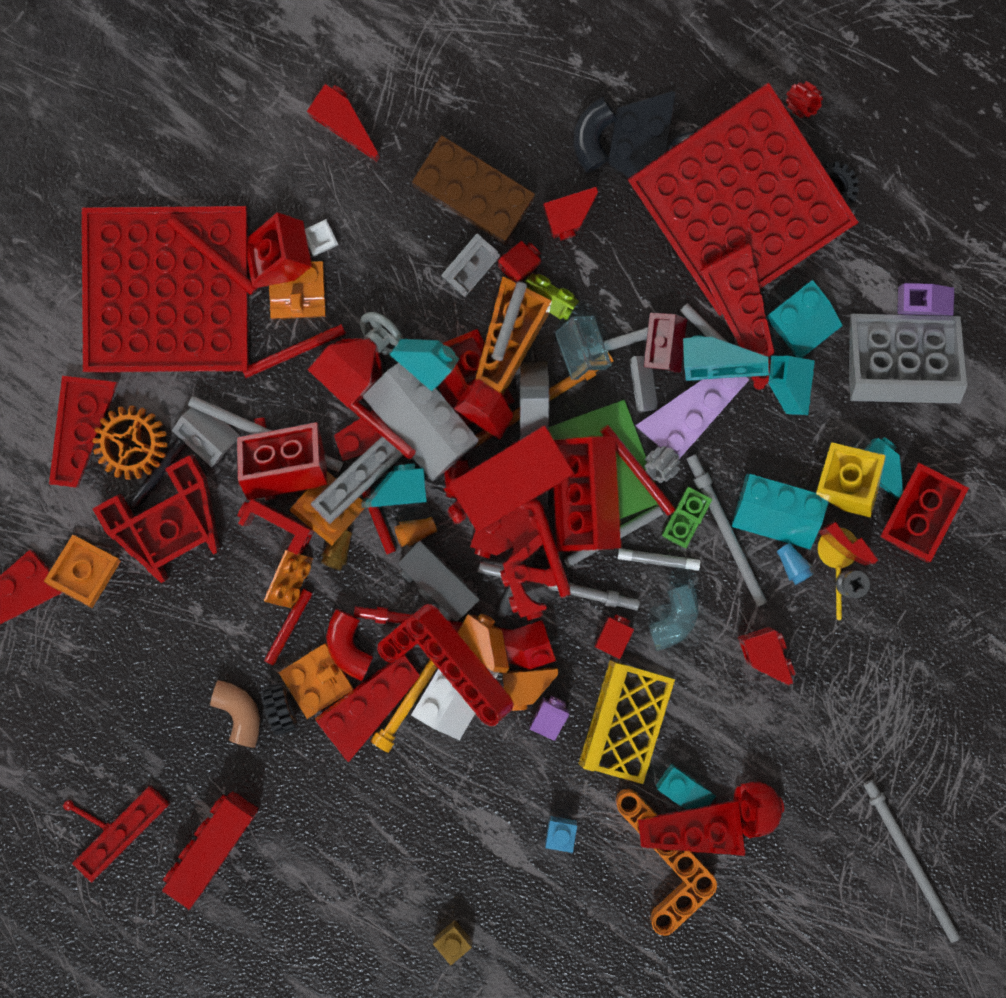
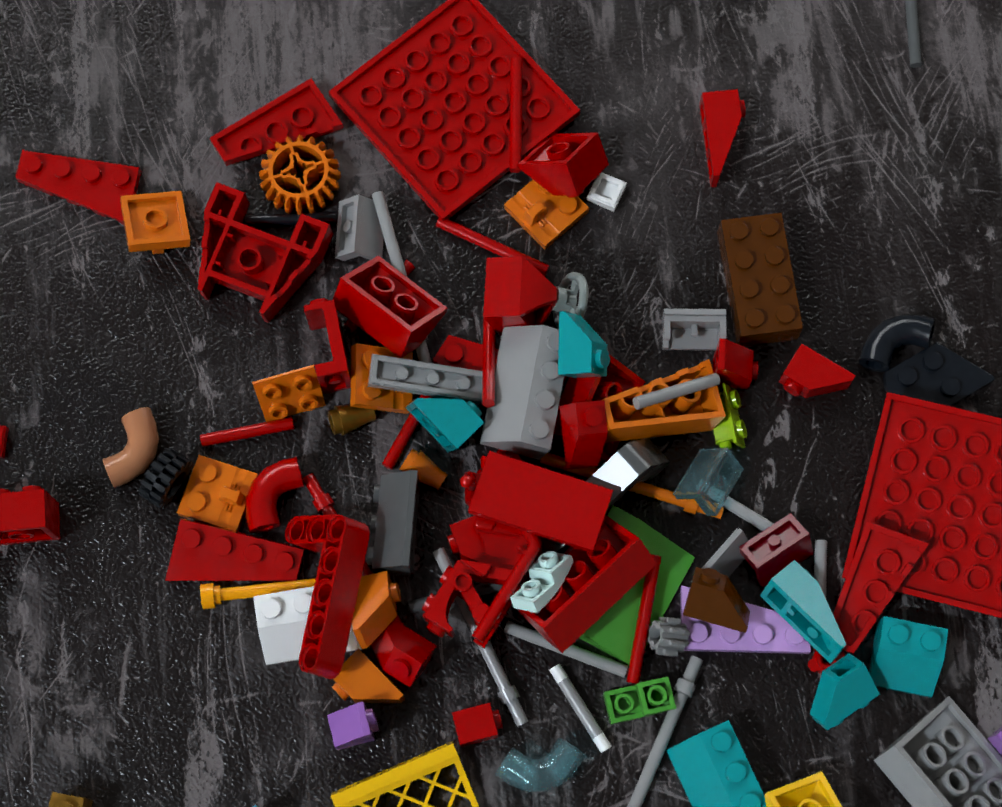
camera: 50 degrees right, 15 degrees down
(564, 517) = (546, 578): none -> light aqua slope
(668, 414) = (716, 600): none -> reddish brown slope

